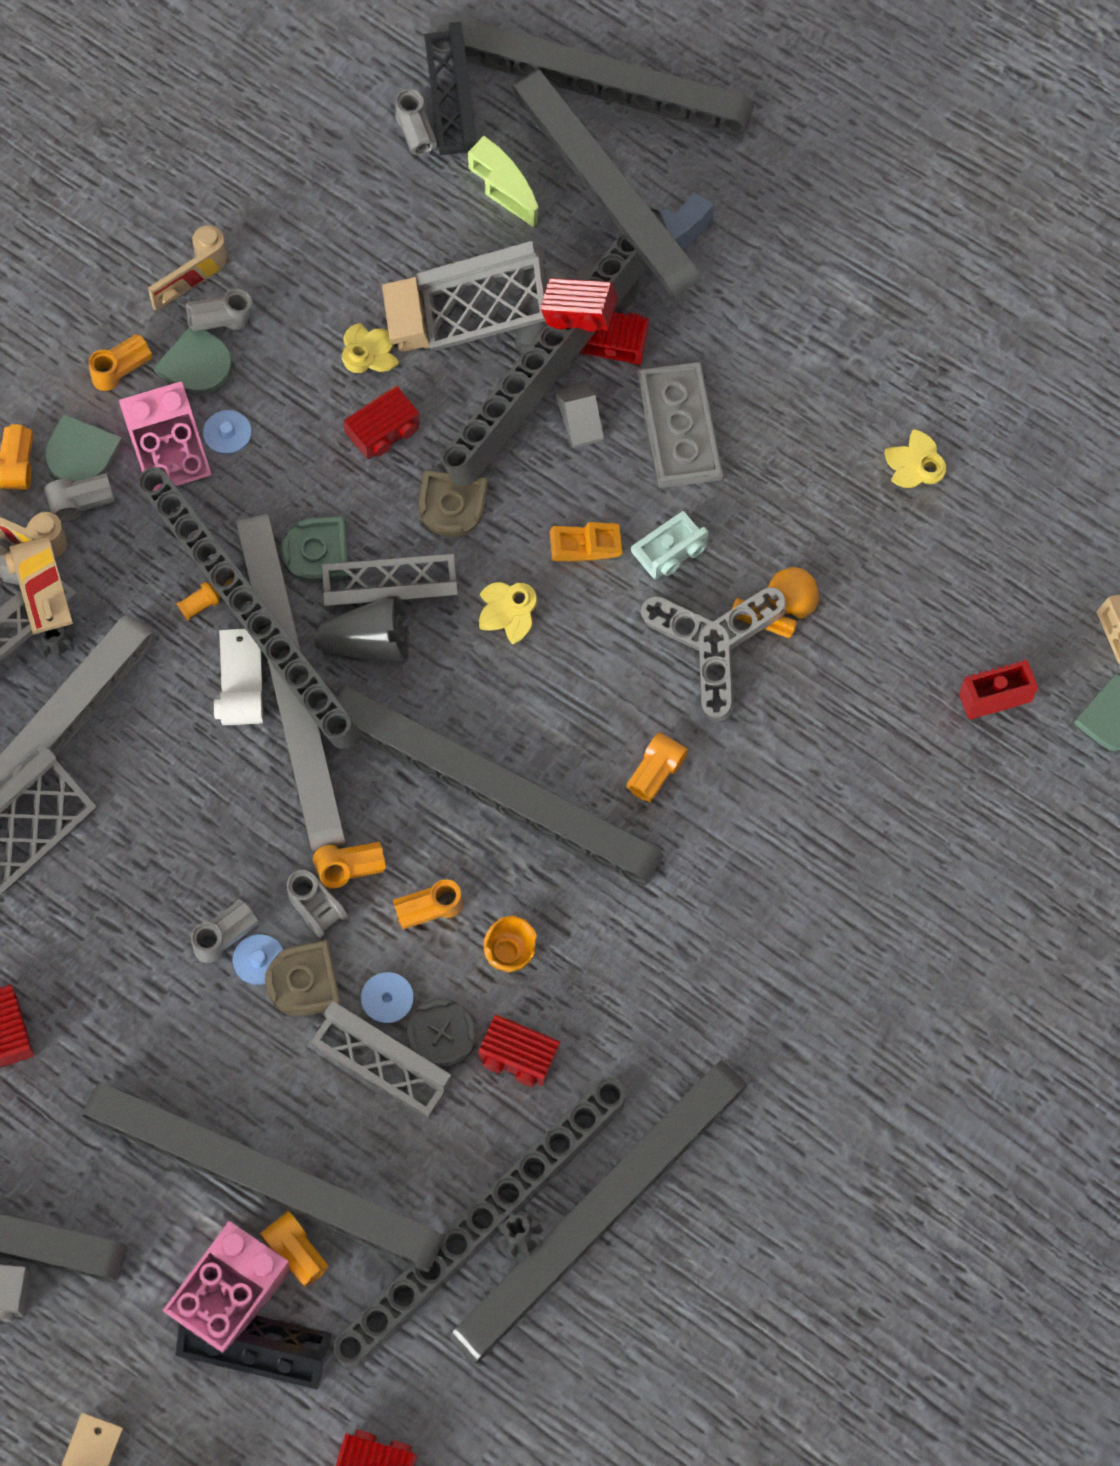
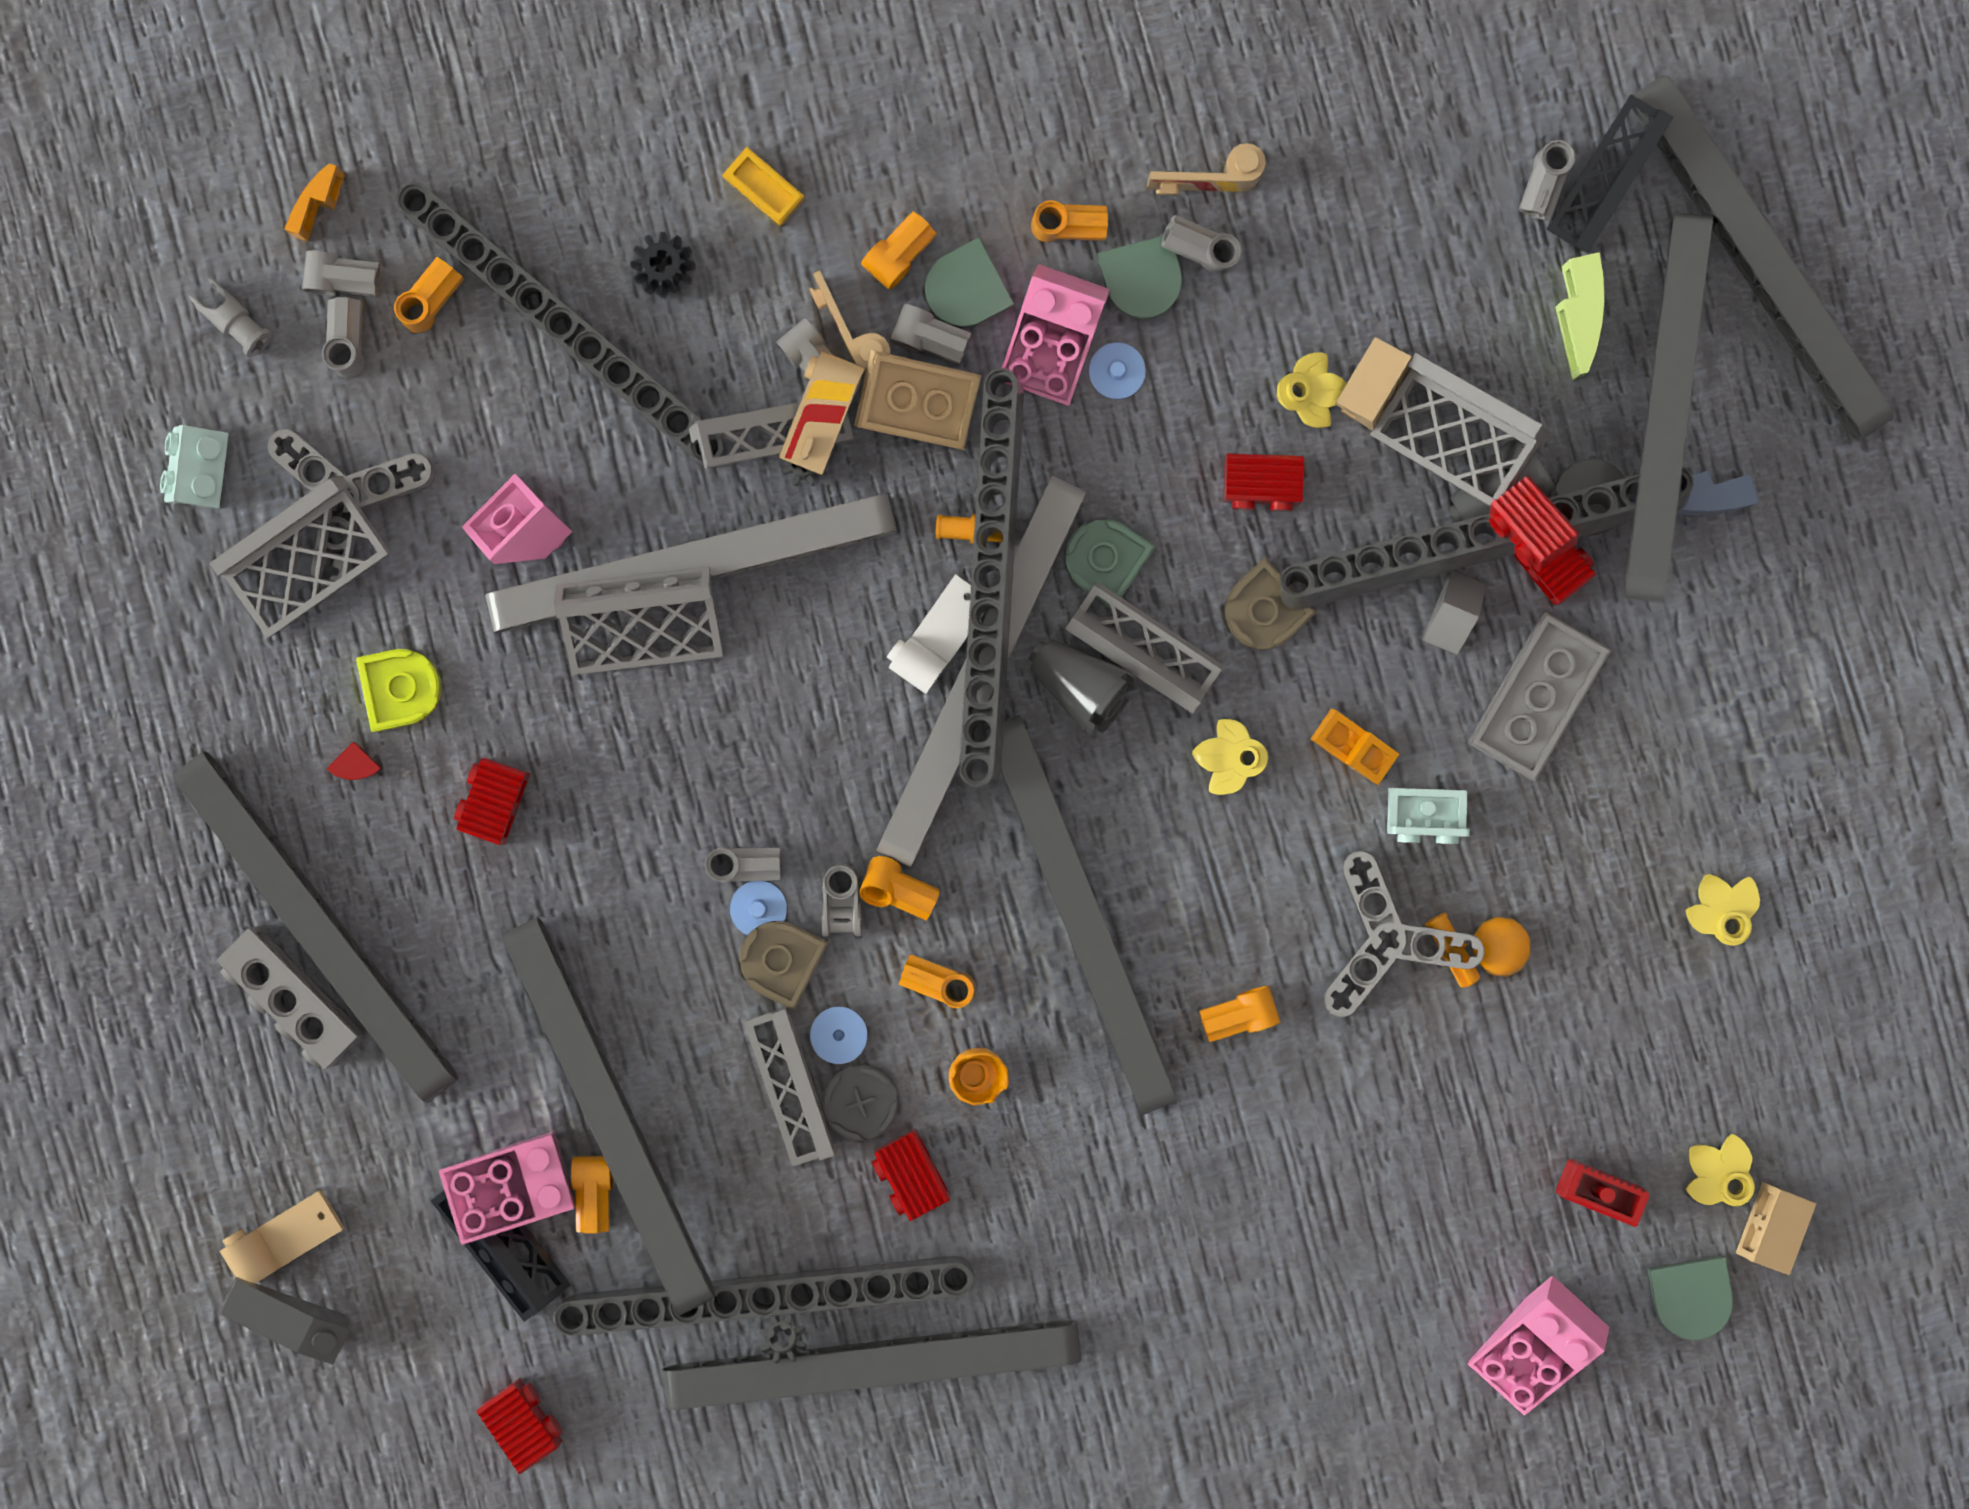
camera: 40 degrees right, 20 degrees up
(102, 536) = (917, 400): none -> tan tile
(1049, 827) = (1540, 1346): none -> bright pink slope
(1060, 624) = (1717, 1168): none -> light yellow plate

